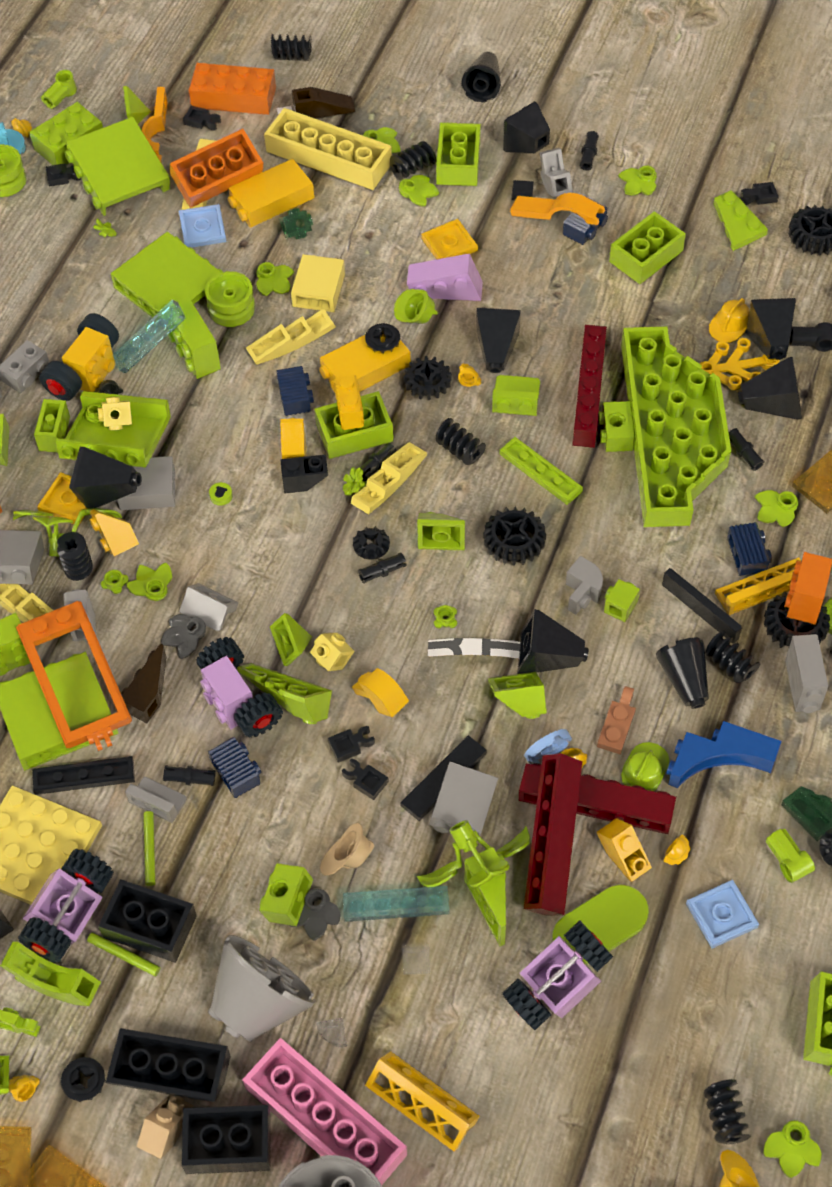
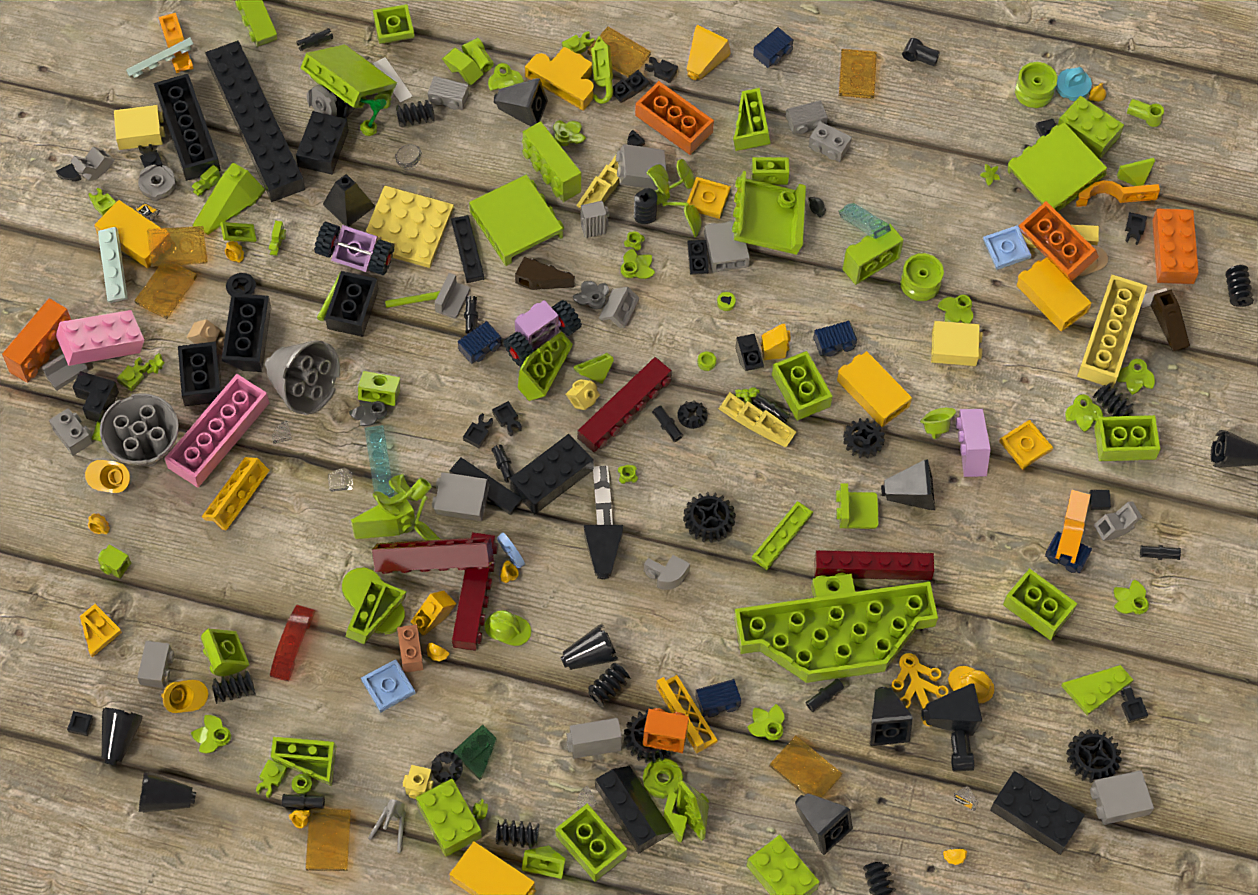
camera: 80 degrees right, 5 degrees up
(50, 979) = (306, 260): lime arch -> none
(55, 625) = (568, 196): orange animal -> none
(85, 361) = (838, 182): brick -> none
(102, 479) = (714, 207): black slope -> none
(115, 532) = (672, 229): yellow slope -> none
(123, 416) = (782, 210): light yellow brick -> none
(153, 518) = (697, 257): none -> black slope
(163, 273) = (941, 227): lime panel -> none
(288, 339) = (893, 330): light yellow slope -> none
(289, 225) = (1017, 316): clear green brick -> none
(299, 522) = (706, 361): none -> lime tile
(348, 851) = (415, 425): tan piece -> none
(349, 402) = (809, 371): yellow brick -> none
(351, 610) = (624, 405): none -> dark red brick
(374, 334) = (896, 388): black gear -> none
(382, 692) = (549, 431): yellow brick -> none
(415, 752) = (503, 462): none -> black pin
(440, 532) = (705, 456): lime slope -> none
(440, 696) = (551, 473): none -> black brick
(459, 443) = (797, 467): black piece -> none
(468, 376) = (874, 471): yellow piece -> none
(521, 693) = (560, 530): lime slope -> none
(526, 131) = (1167, 492): black slope -> none
(558, 976) = (320, 565): brick -> none
(617, 723) = (544, 605): nougat plate -> none
(621, 600) = (656, 601): lime brick -> none
(626, 916) = (374, 607): none -> lime wedge
(657, 1030) = (290, 642): none -> clear red slope
(675, 1122) = (224, 652): none -> lime brick
(676, 878) = (410, 648): none -> nougat brick
(701, 605) = (657, 662): black tile -> none
(728, 747) = (528, 684): blue arch -> none
(792, 860) = (431, 734): lime piece -> none

